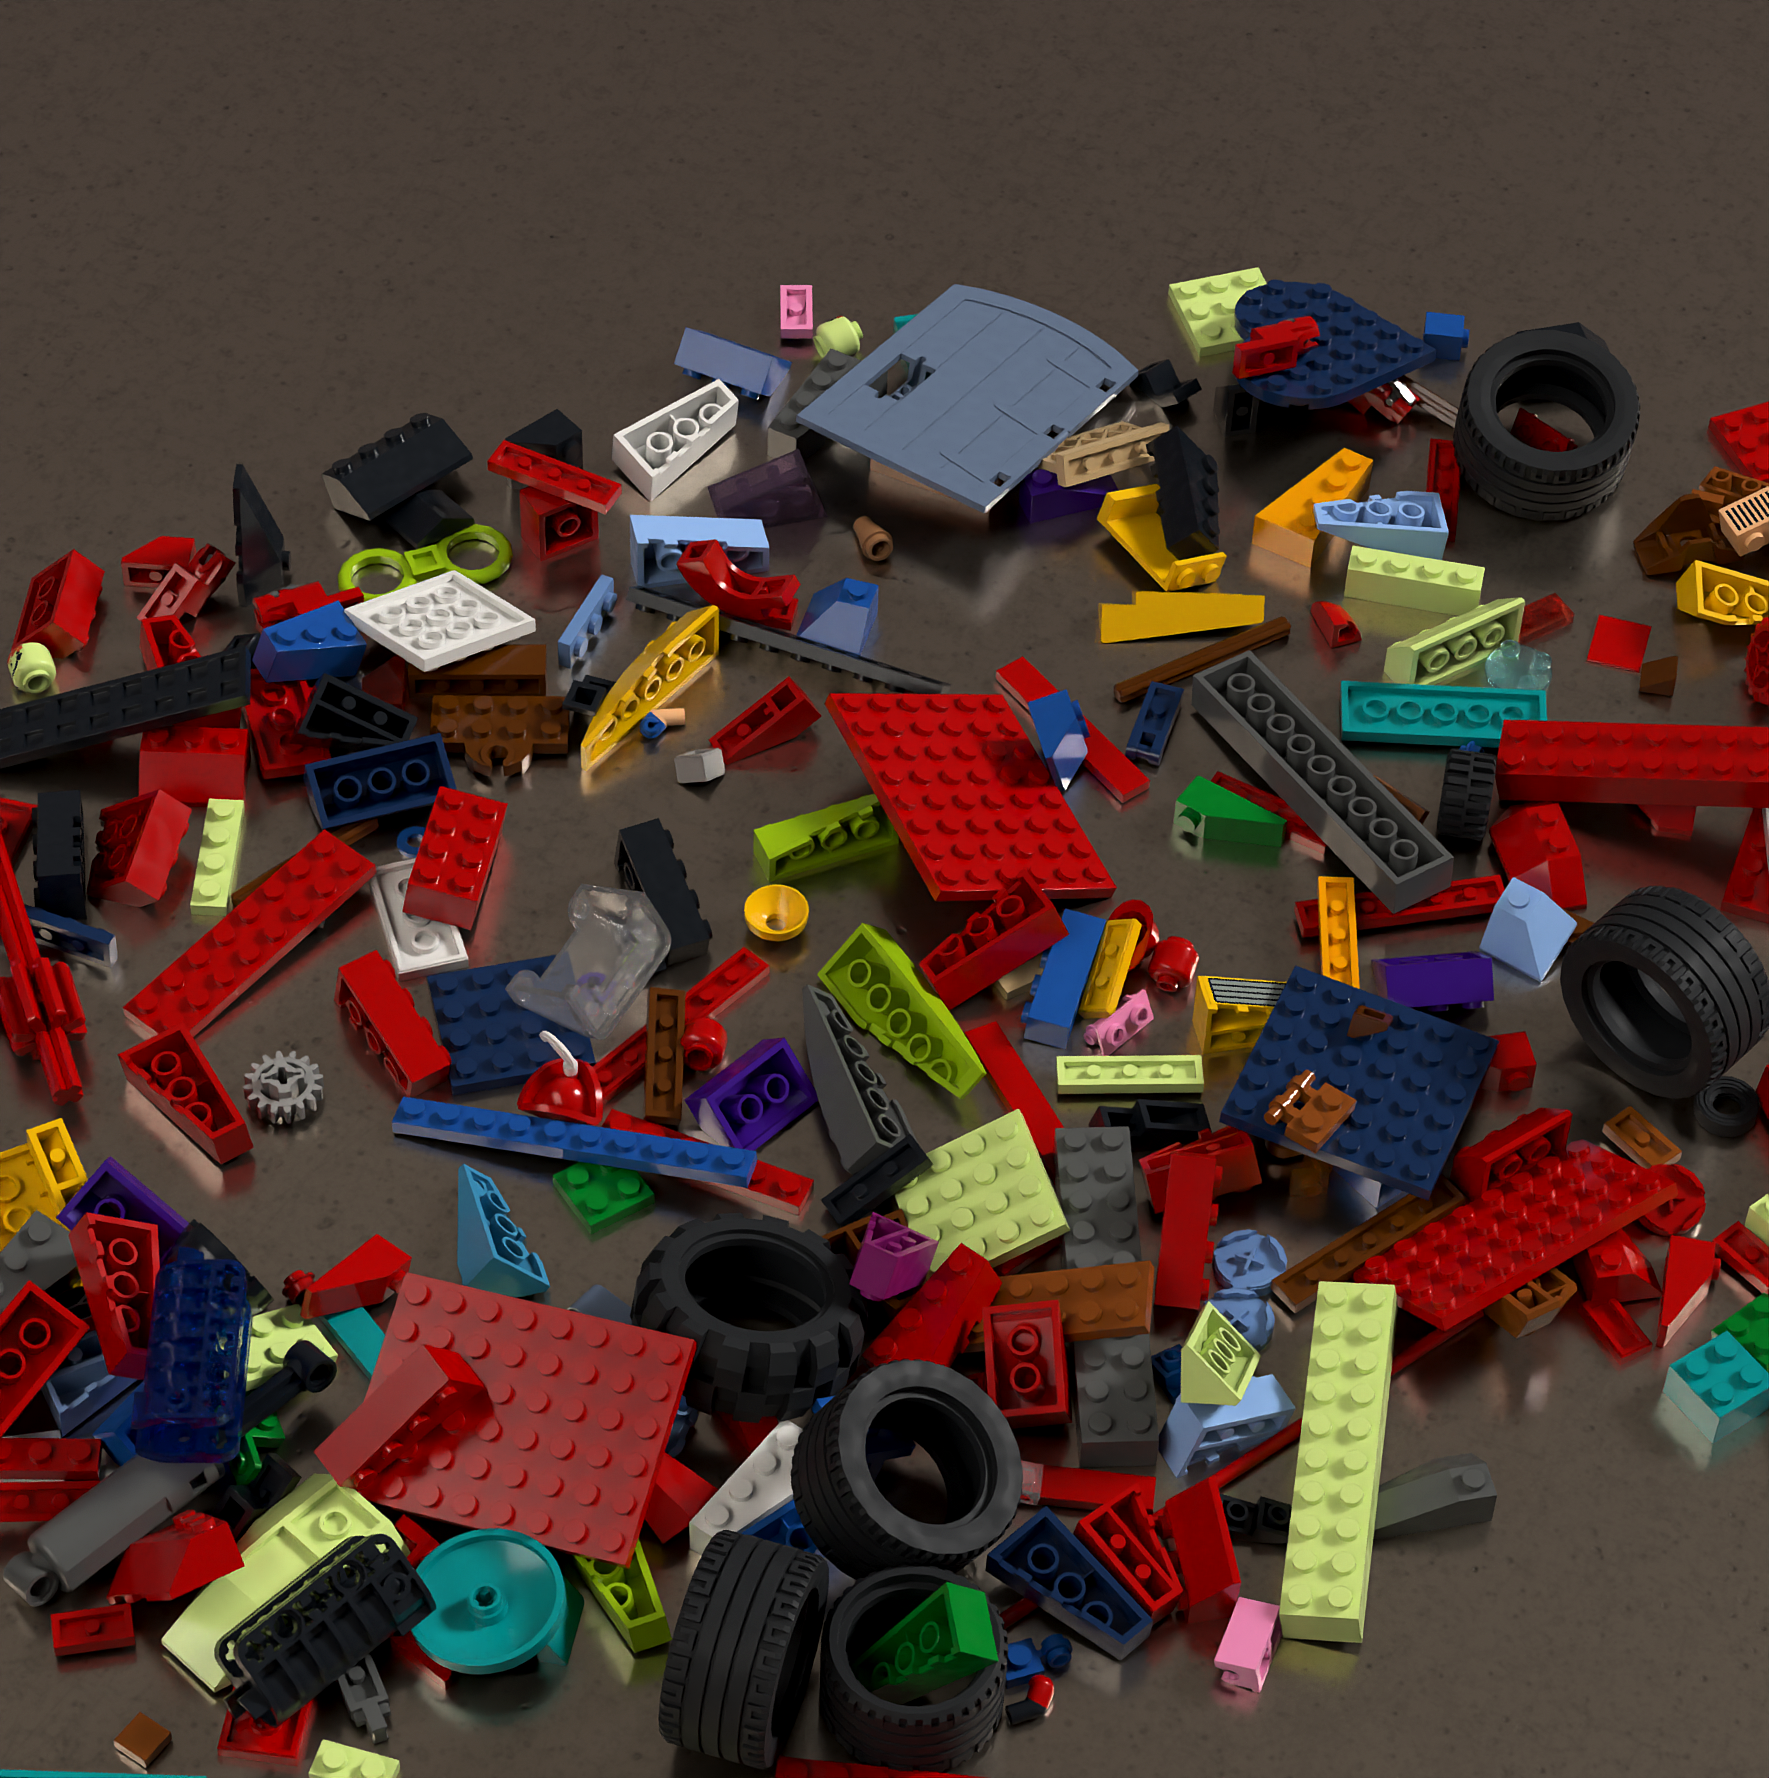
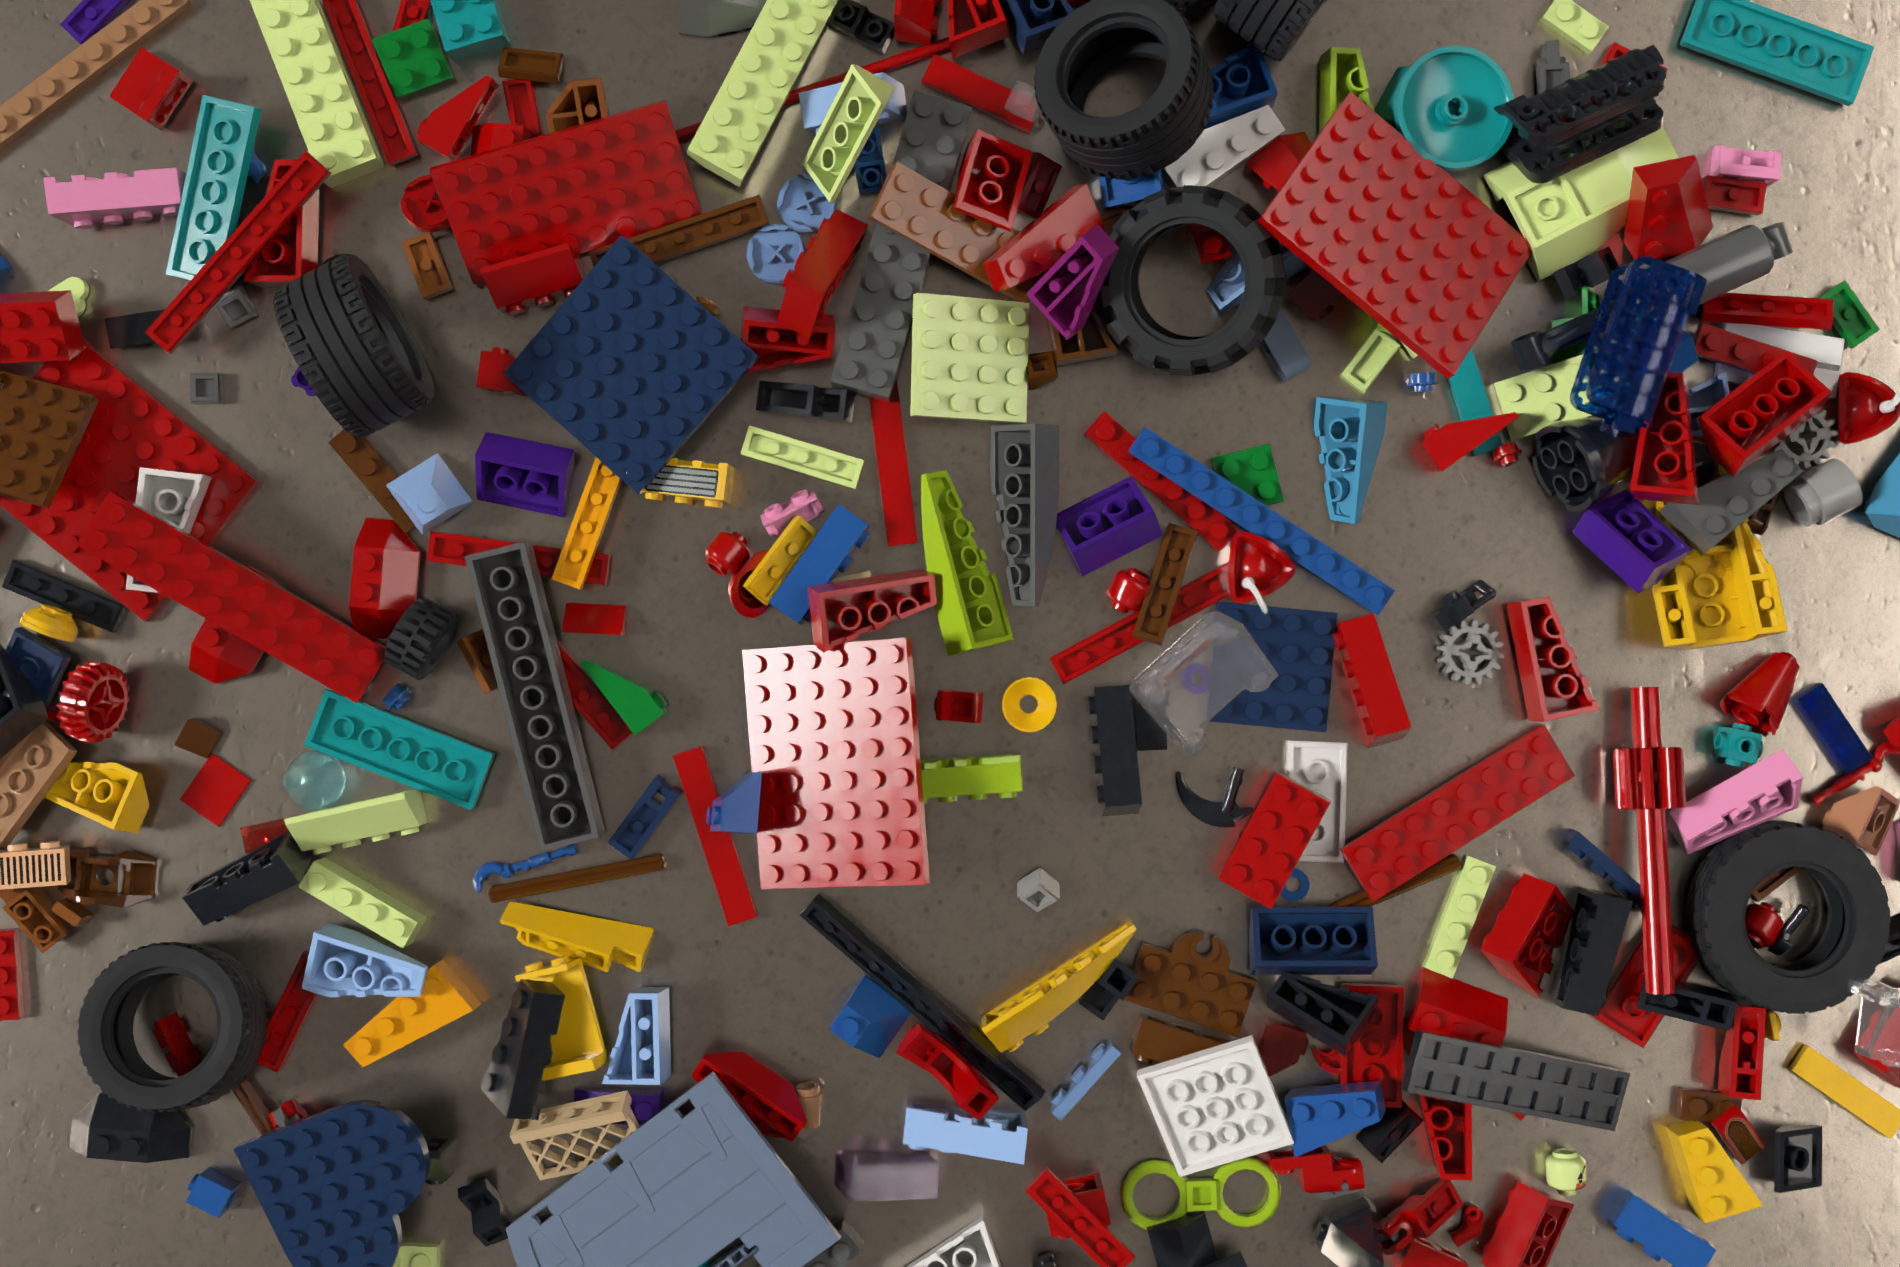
camera: 165 degrees left, 40 degrees up
(85, 1666) = (1746, 164): none -> bright pink hinge
(121, 604) = (1471, 1226): none -> red arm
(142, 1739) = (1716, 95): dark orange tile -> none
(309, 1126) = (1461, 605): none -> black piece
(398, 1415) = (1487, 252): red wedge -> none
(416, 1539) = (1480, 182): red bracket -> none
(517, 881) = (1215, 813): none -> black piece
(659, 719) = (1056, 952): arm -> none
(768, 722) = (970, 914): red slope -> none
(854, 897) = (958, 706): none -> red bracket
(877, 1181) = (1040, 404): black plate -> none
(934, 528) = (759, 1091): none -> red wedge
(1067, 539) = (643, 1040): none -> light blue wedge
(1275, 347) = (381, 1176): red plate -> none
(1279, 648) = (507, 870): none -> blue piece
(1289, 873) = (594, 619): none -> red slope
(1319, 1117) = (684, 319): dark orange plate -> none
(1335, 624) = (448, 883): red brick -> none
(1368, 1021) = (603, 406): reddish brown slope -> none
(1539, 563) = (248, 879): none -> black wedge
(1626, 1366) = (530, 65): none -> reddish brown tile

